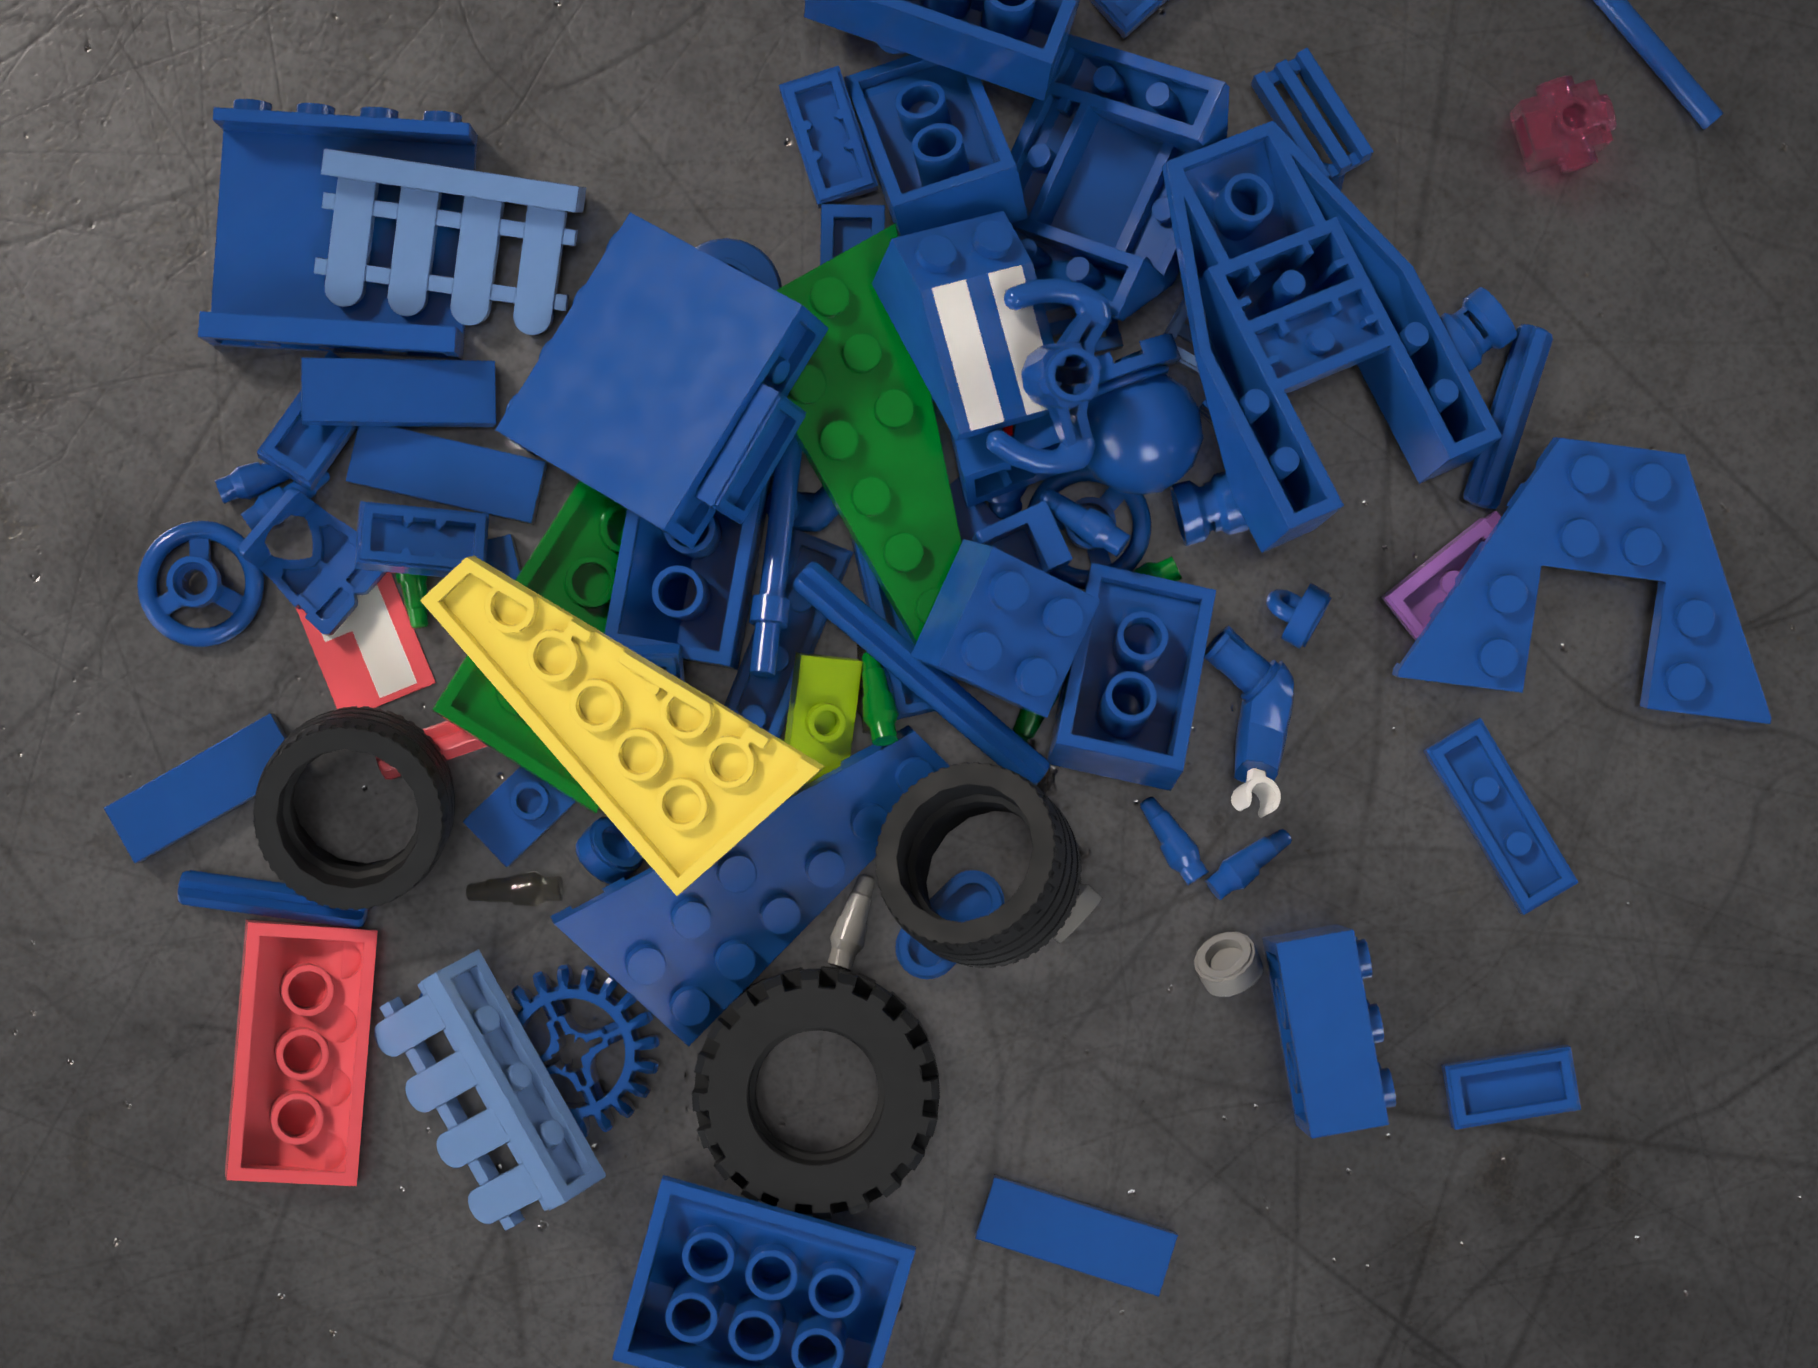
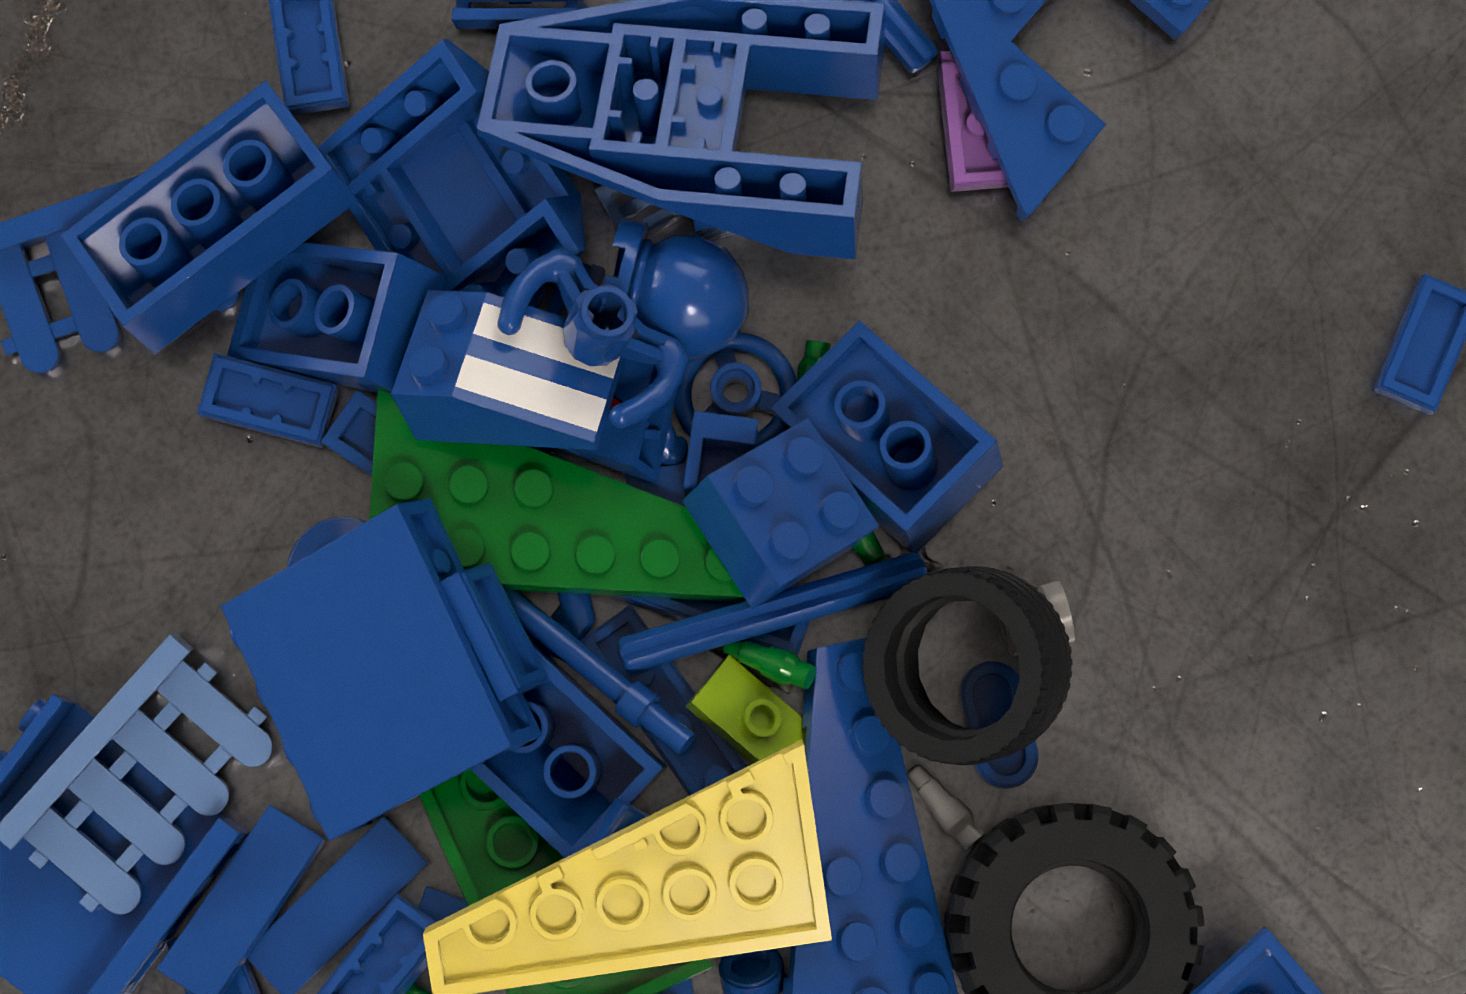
camera: 60 degrees left, 5 degrees down
(1076, 1235) = (1330, 787): blue tile -> none
(1089, 524) = (738, 388): blue piece -> none
(1176, 844) = (1051, 491): blue piece -> none
(1206, 509) = (785, 285): blue wheel -> none
(1228, 964) = (1179, 511): light grey tile -> none
(1244, 866) = (1104, 445): blue piece -> none
(1262, 717) = (991, 354): blue arm -> none
(1299, 612) = (923, 264): blue tile -> none
(1329, 1030) = (1291, 461): blue brick -> none
(1500, 816) = (1195, 210): blue tile -> none

